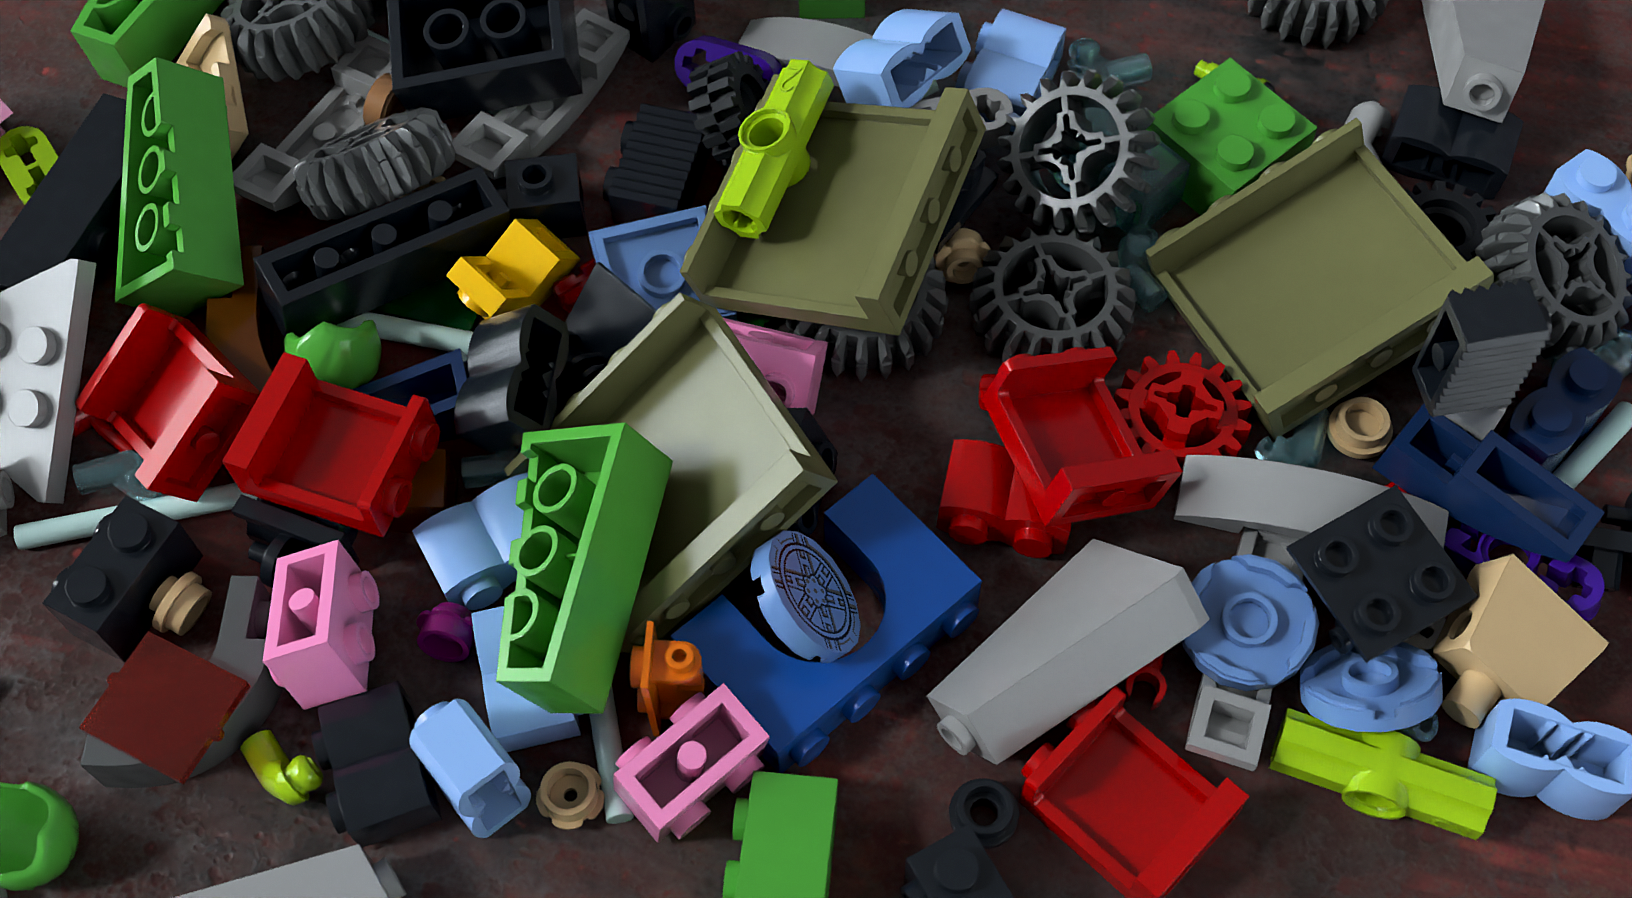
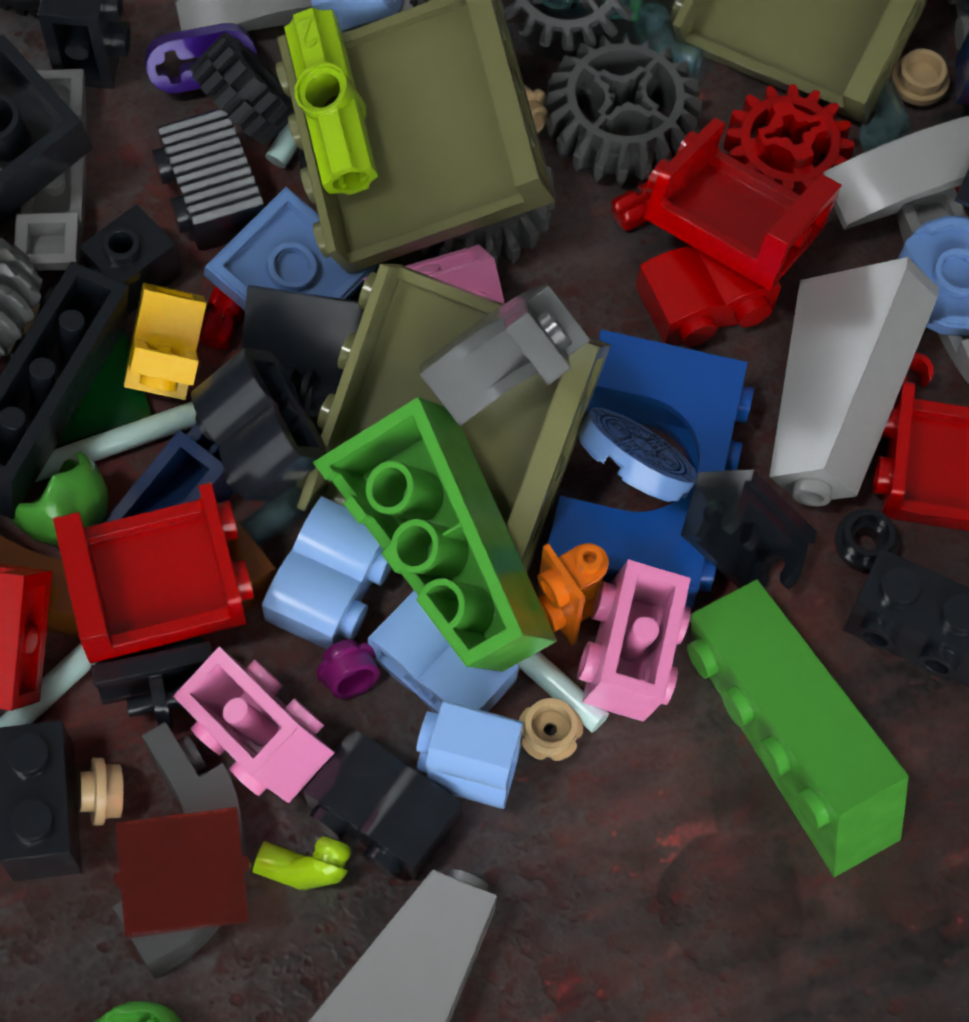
camera: 40 degrees left, 5 degrees up
(716, 425) = (502, 350): none -> dark grey arch
(860, 728) = (746, 528): none -> black hinge

